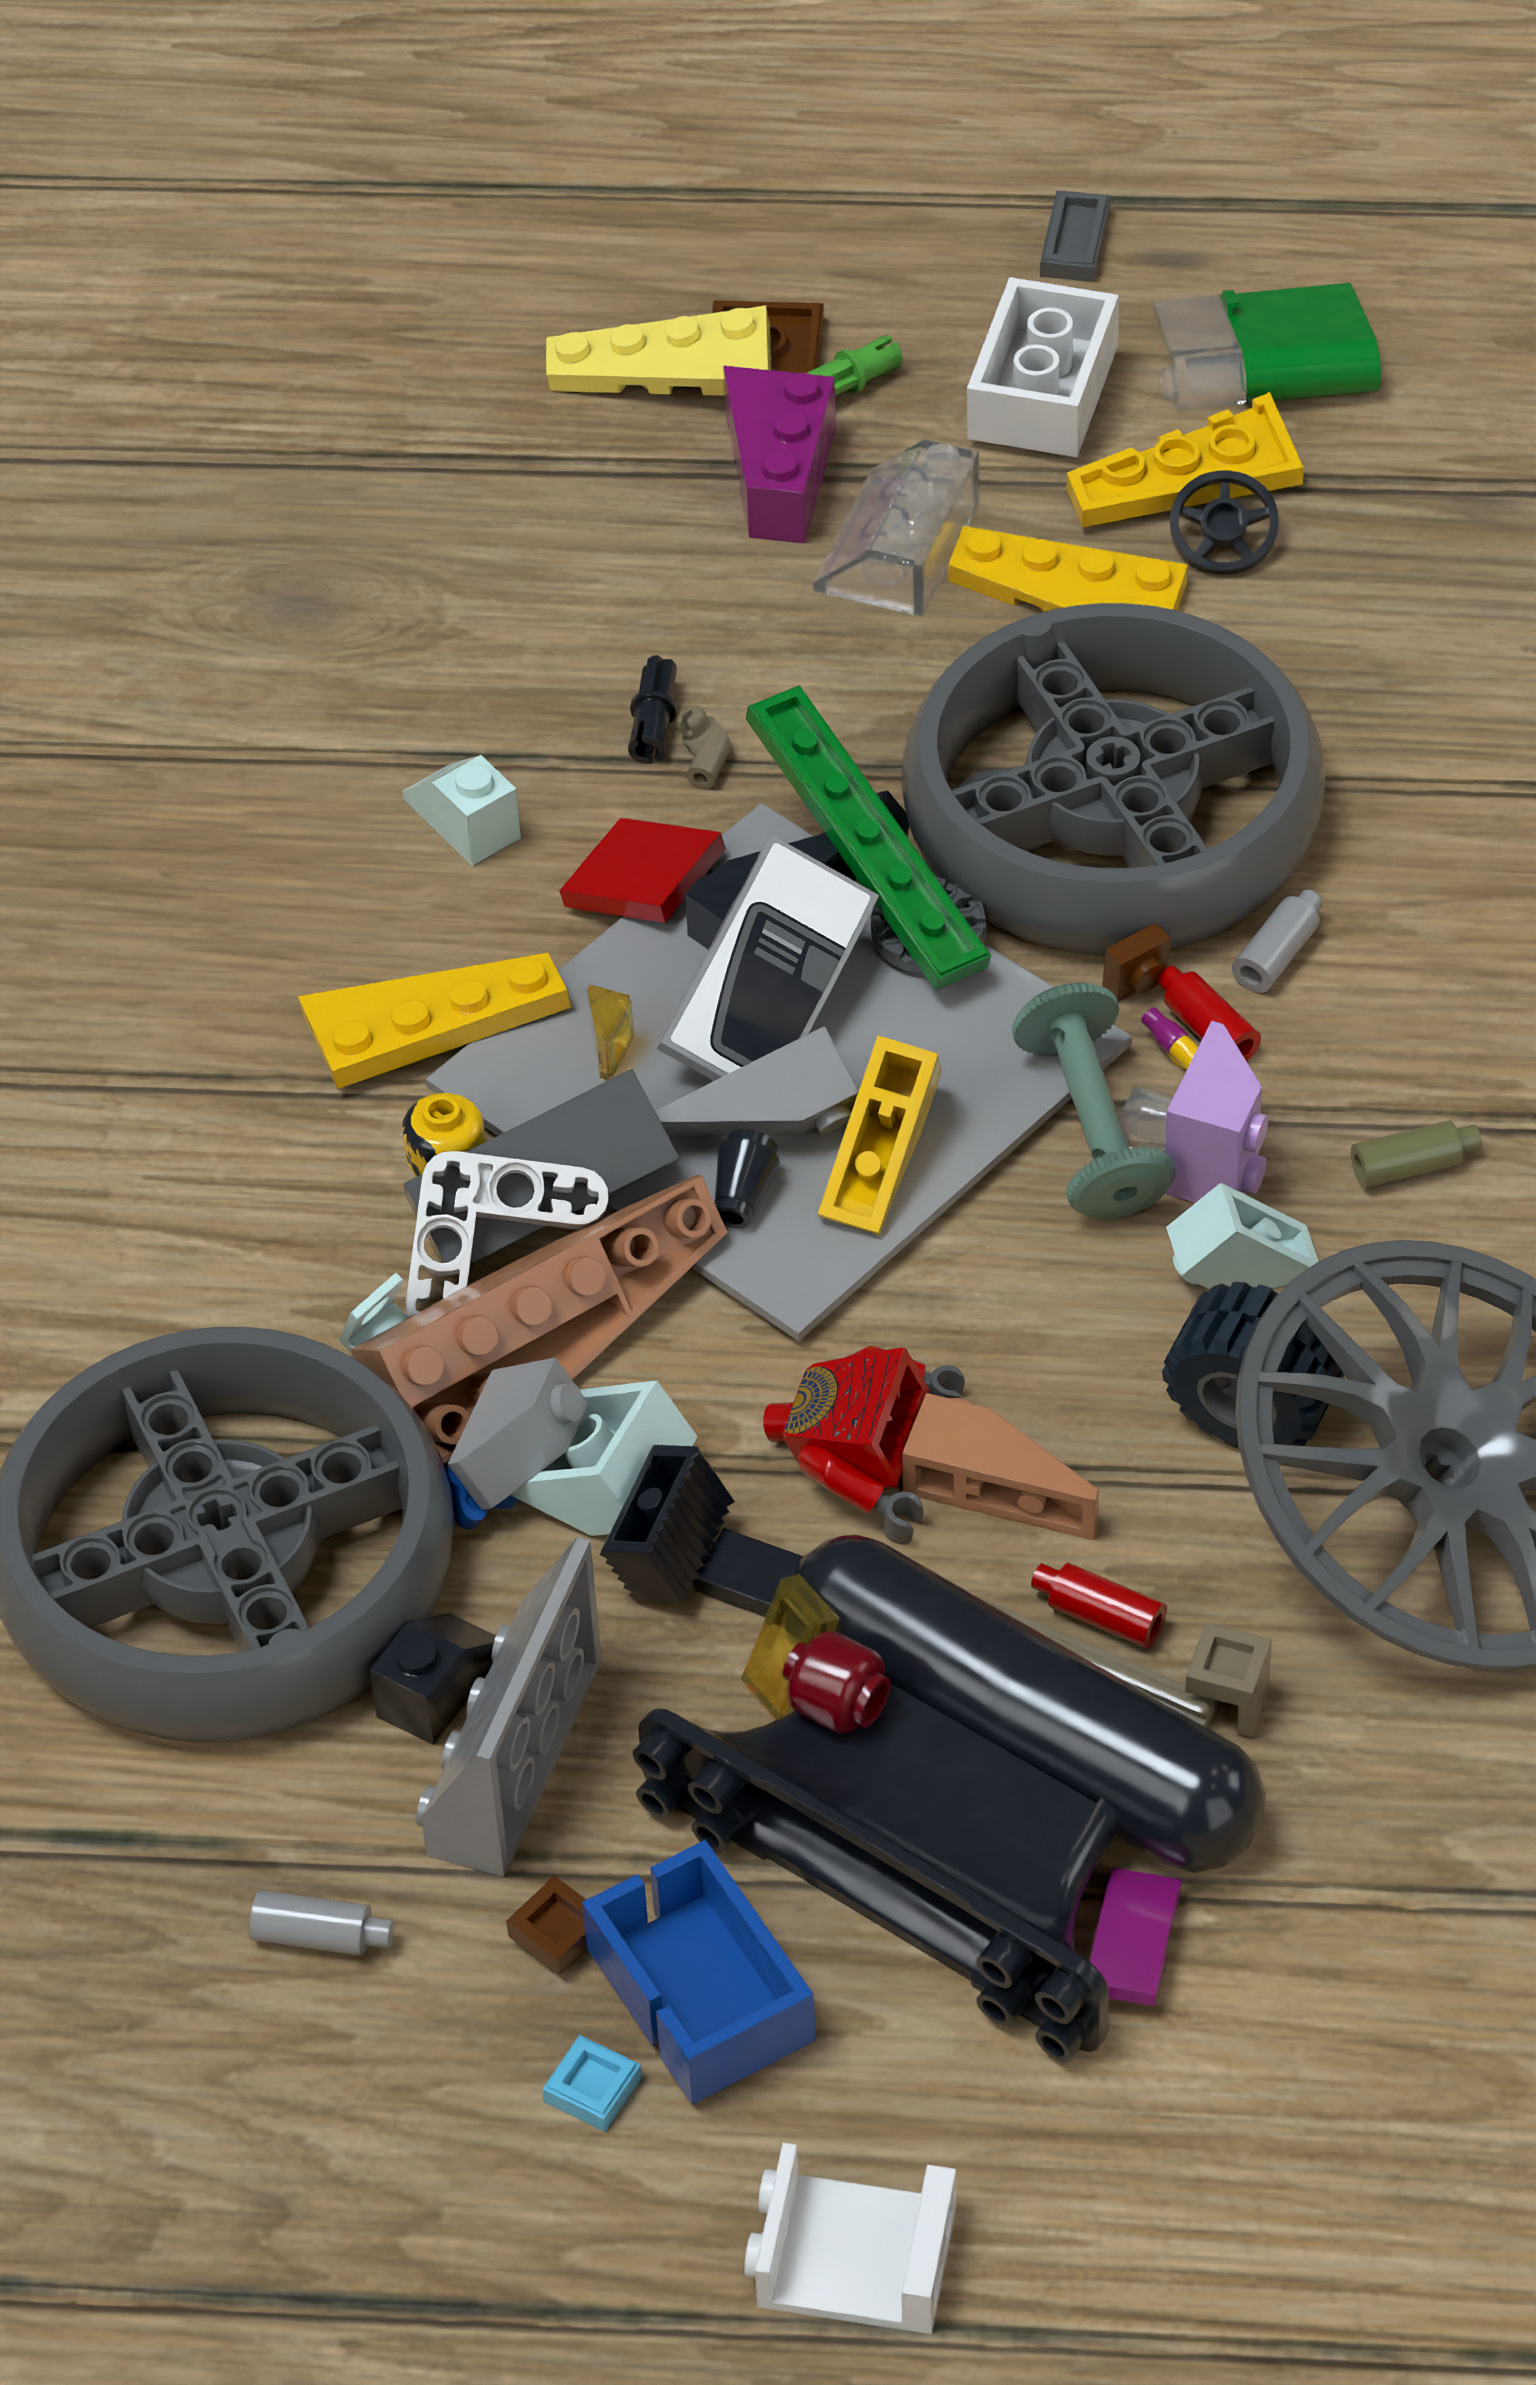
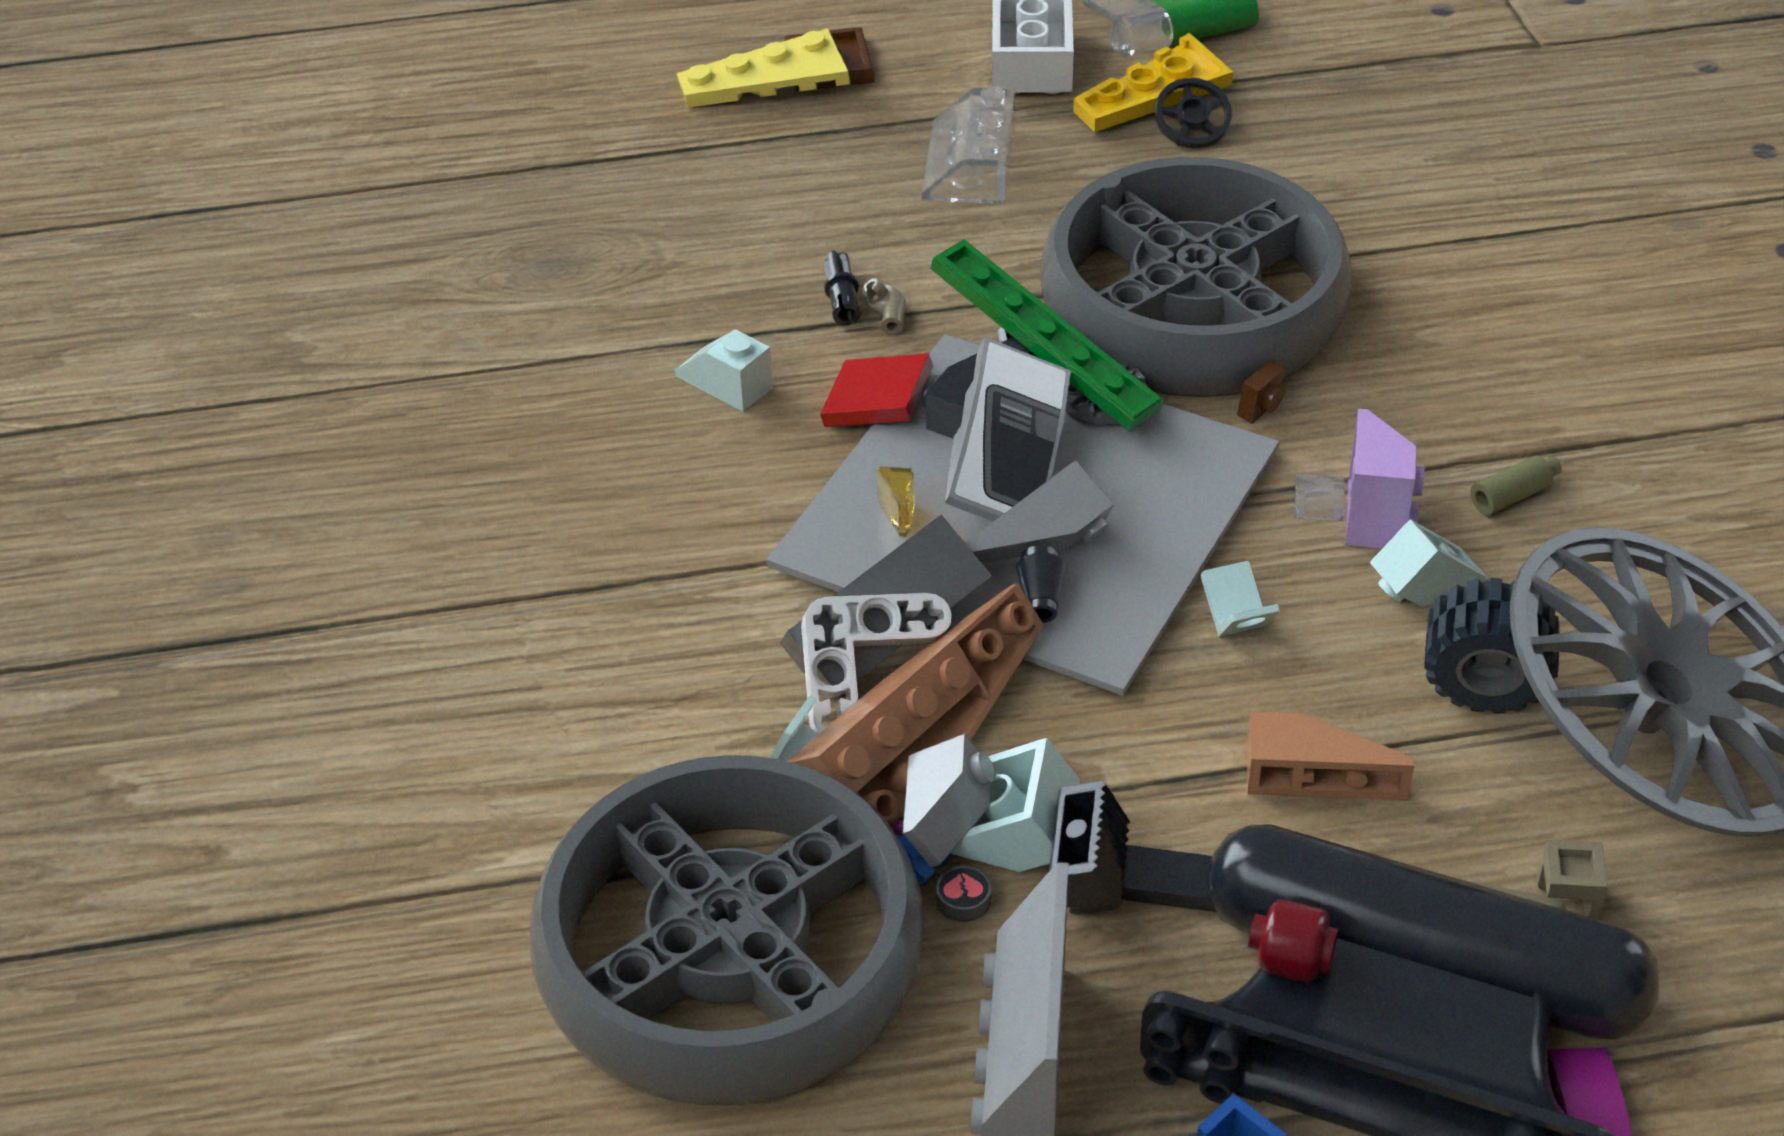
camera: 15 degrees left, 5 degrees down
(419, 1016) = (743, 518): yellow wing -> none
(429, 1673) = (937, 1007): black slope -> none
(440, 1125) = (793, 590): yellow head -> none
(514, 1548) = (963, 893): none -> tile
(780, 446) = (865, 111): magenta wedge -> none
(793, 1617) = (1225, 925): clear yellow tile -> none
(855, 1424) = (1203, 749): red torso -> none
(859, 366) = (896, 62): bright green axle -> none
(881, 1134) = (1135, 533): yellow slope -> none
(982, 1241) = (1235, 599): none -> light aqua bracket
(1060, 573) = (1083, 161): yellow wing -> none
(1068, 1023) = (1321, 533): sand green hose -> none
(1101, 1603) = (1441, 844): red cylinder -> none
(1170, 1037) = (1316, 444): magenta piece -> none
(1200, 1004) = (1321, 416): red cylinder -> none
(1278, 941) = (1352, 363): light grey cylinder -> none

